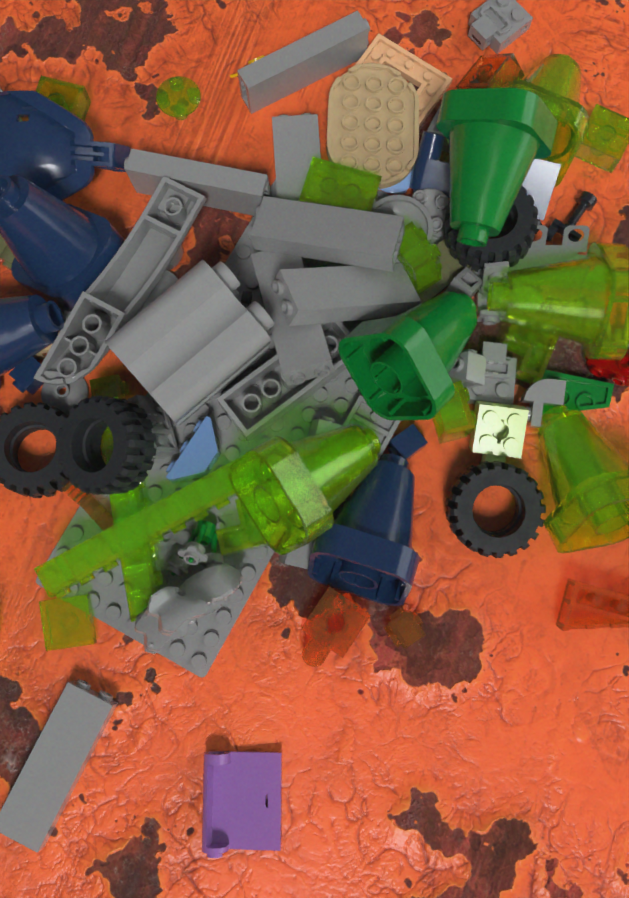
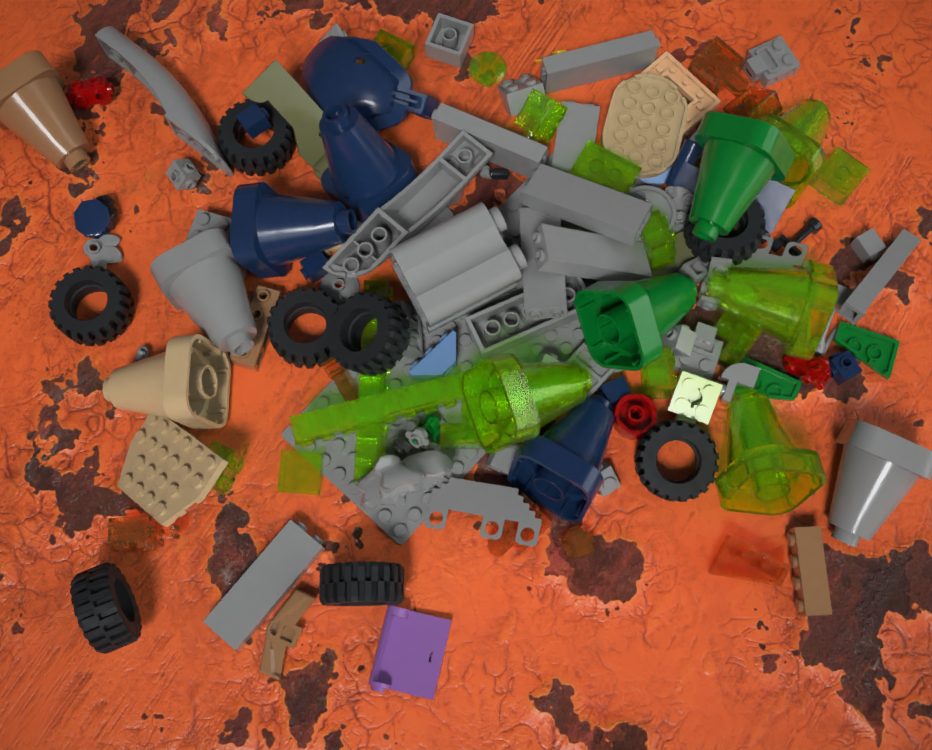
camera: 15 degrees right, 5 degrees down
(91, 815) = (284, 632): none -> medium nougat plate
(125, 72) = (449, 40): none -> light grey brick
(166, 744) = (361, 584): none -> black tyre
(205, 220) = (487, 173): none -> black arm
(225, 119) = (515, 92): none -> light grey slope
(251, 141) = (540, 117): none -> clear neon green brick
(288, 605) = (489, 500): none -> light grey piece
(422, 546) = (610, 480): none -> light grey bracket
(448, 471) = (630, 405): none -> red brick
(450, 35) = (726, 64): none -> clear orange brick

